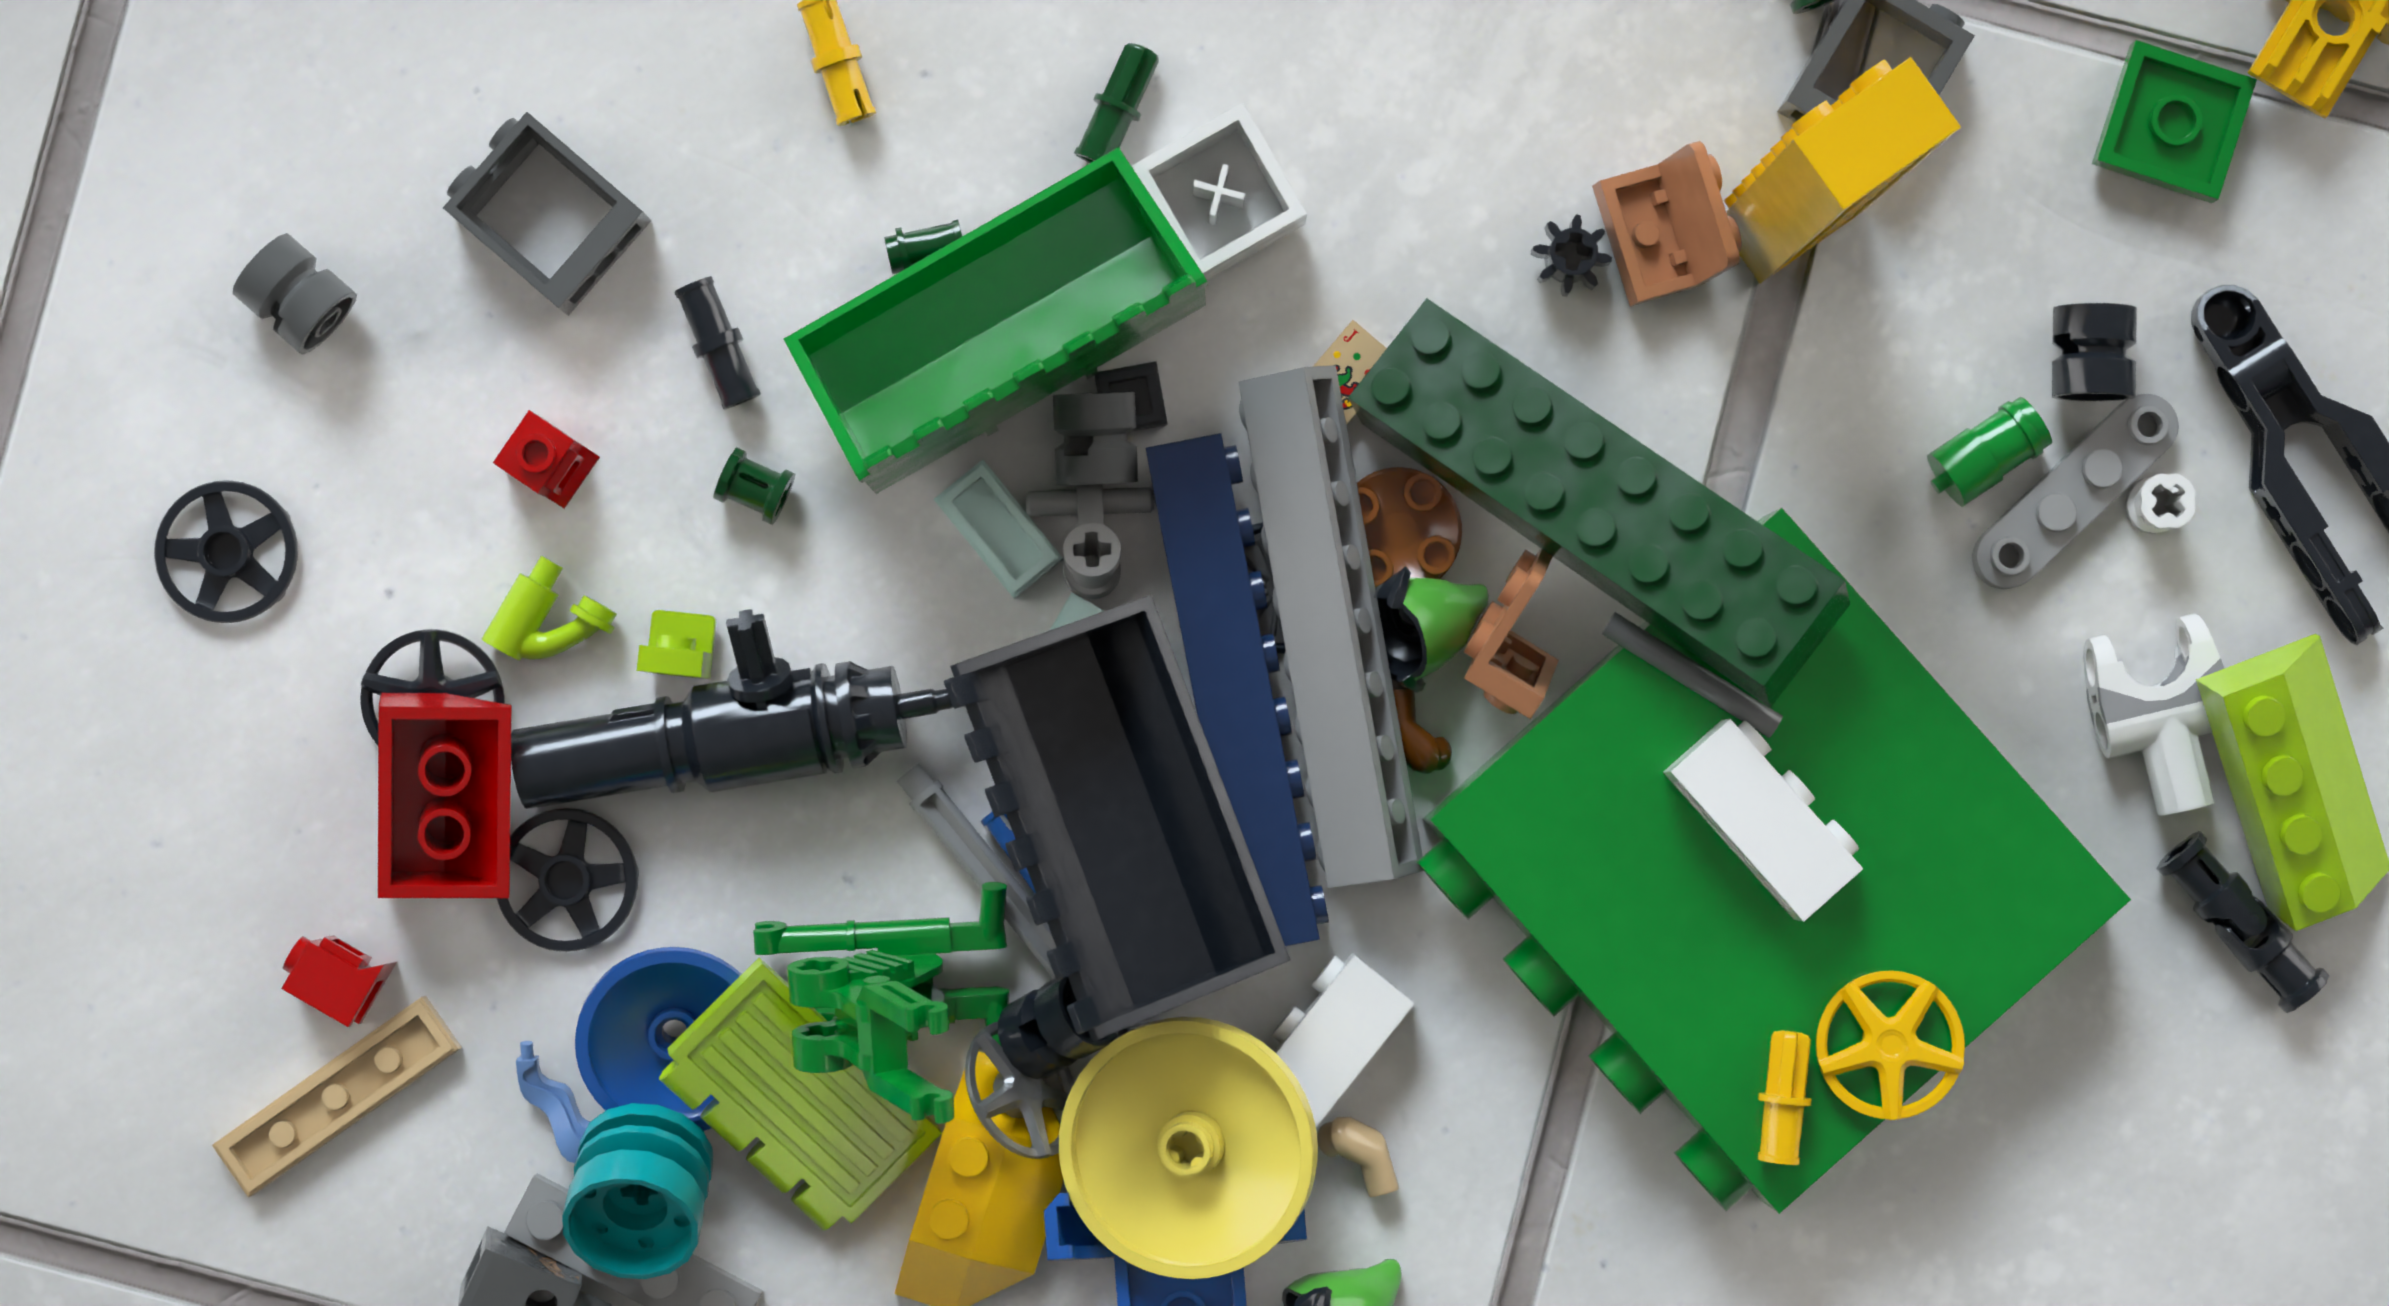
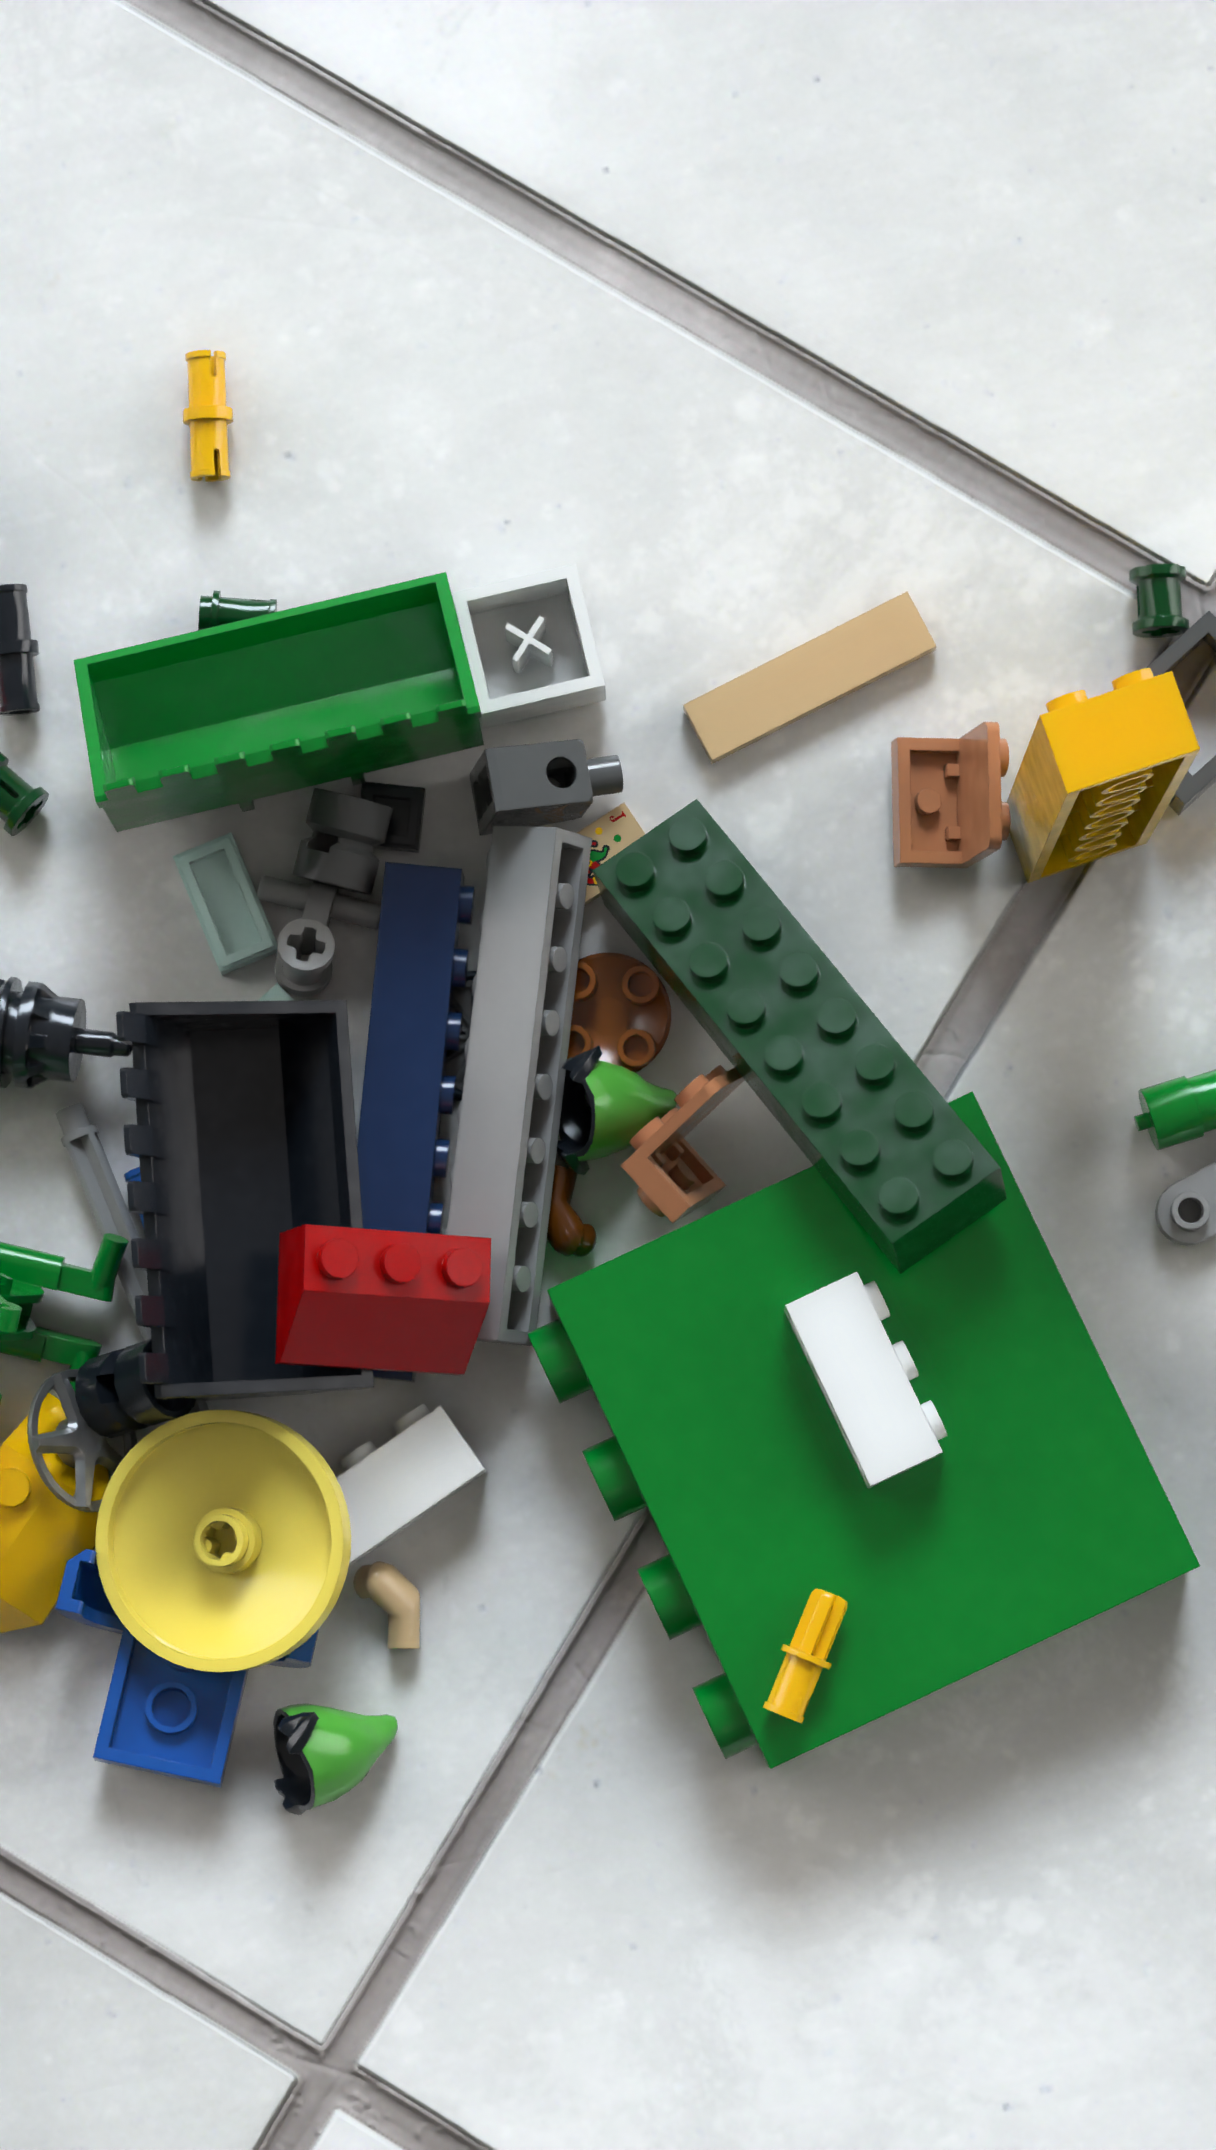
camera: 25 degrees right, 5 degrees down
(1118, 102) = (463, 532): dark green axle -> none
(1251, 339) = (514, 788): none -> dark grey torso
(1274, 876) = (380, 1299): none -> red slope
(1494, 145) = (809, 677): none -> tan tile
(1585, 246) = (859, 816): black gear -> none
(1691, 674) = (837, 1223): dark grey bar -> none
(1891, 1045) = (924, 1635): yellow wheel -> none

